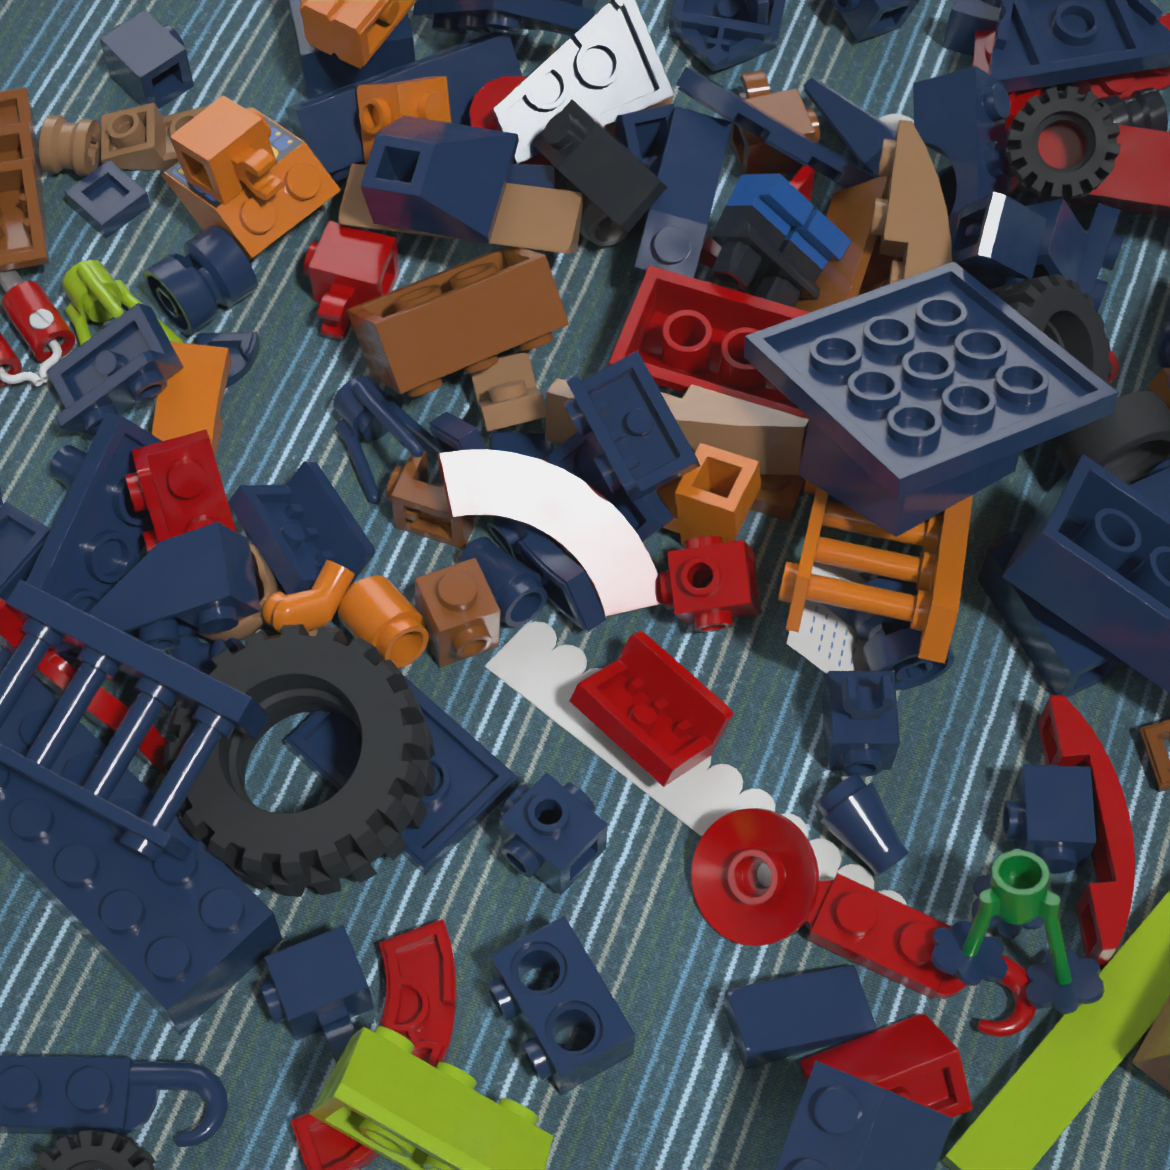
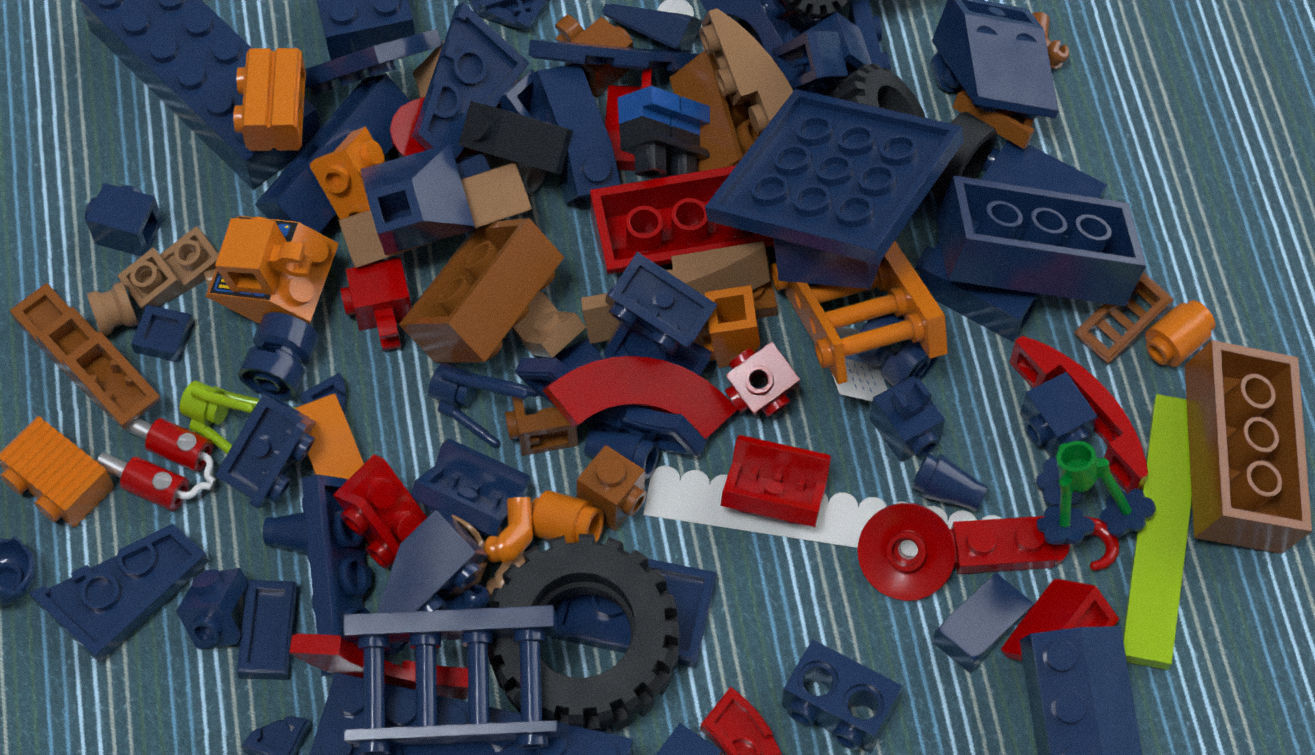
camera: 30 degrees left, 0 degrees up
(551, 832) = (765, 593): dark blue brick -> none

